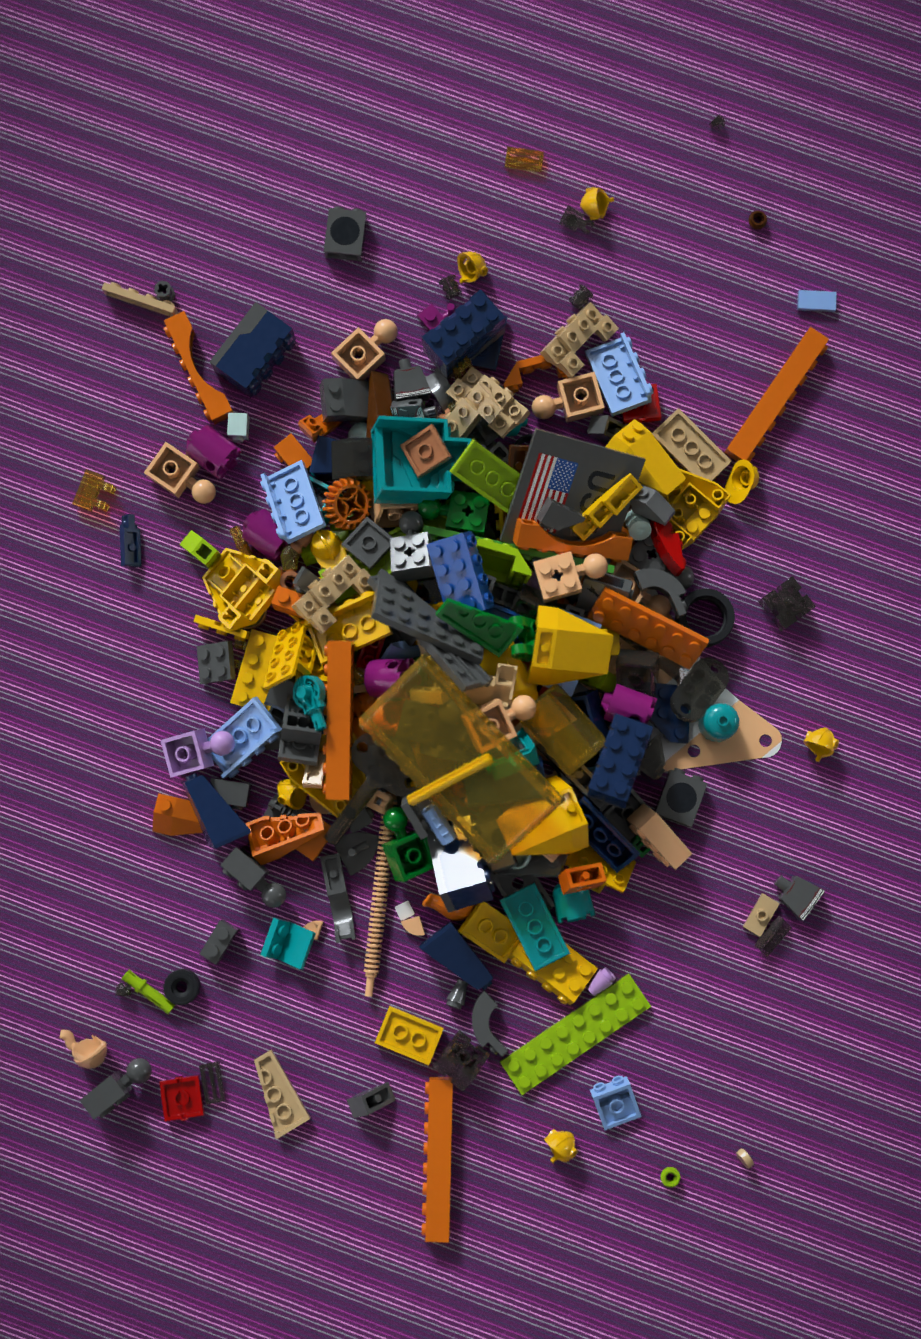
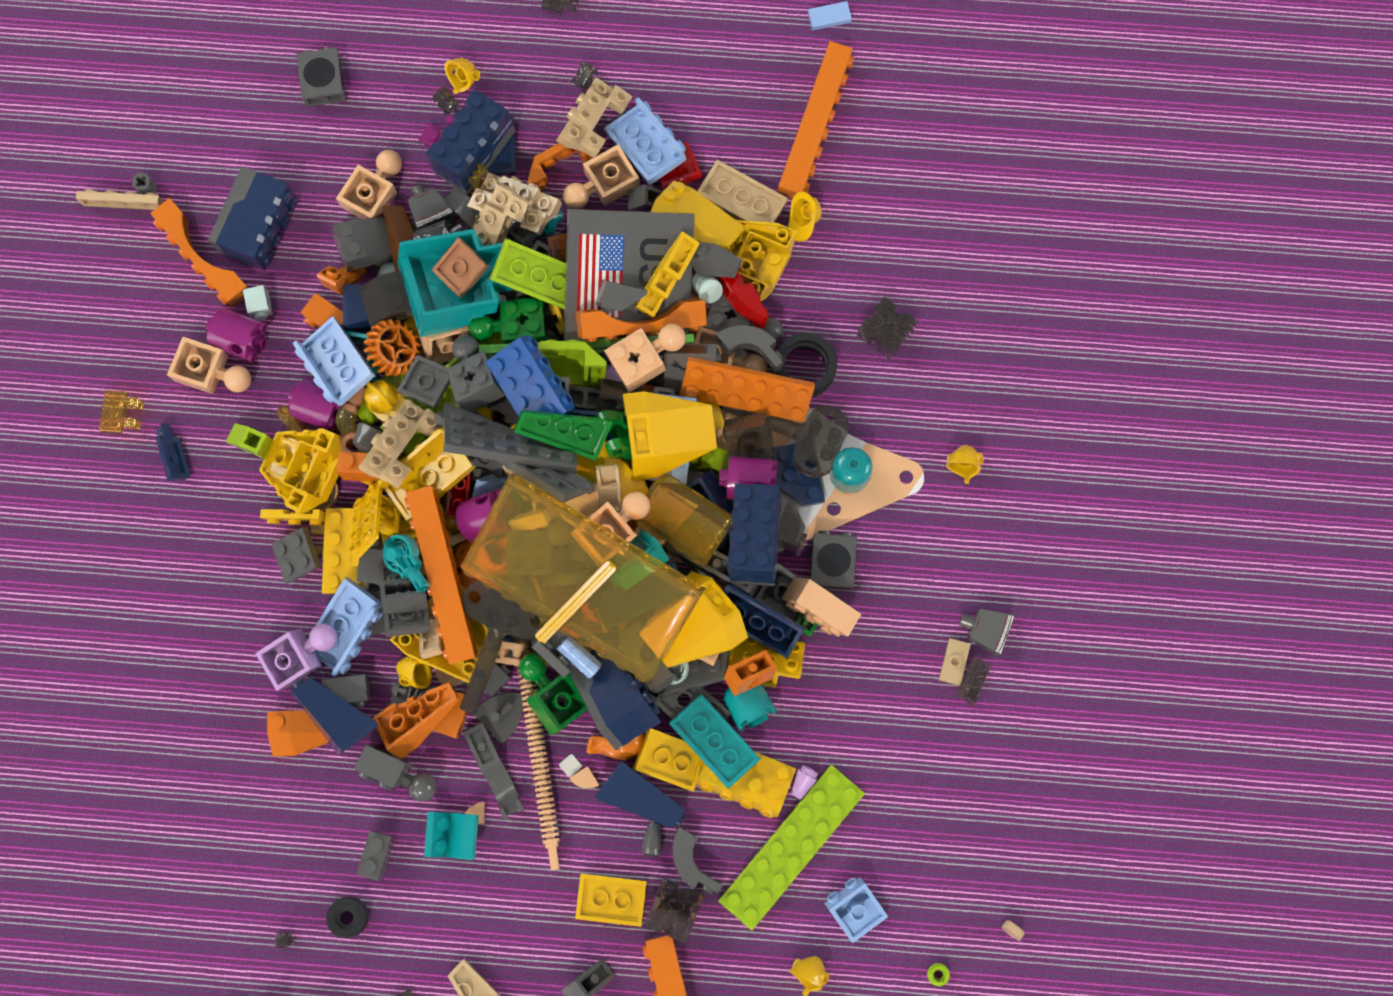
camera: 15 degrees left, 5 degrees down
(149, 992) = (318, 936): lime pin -> none

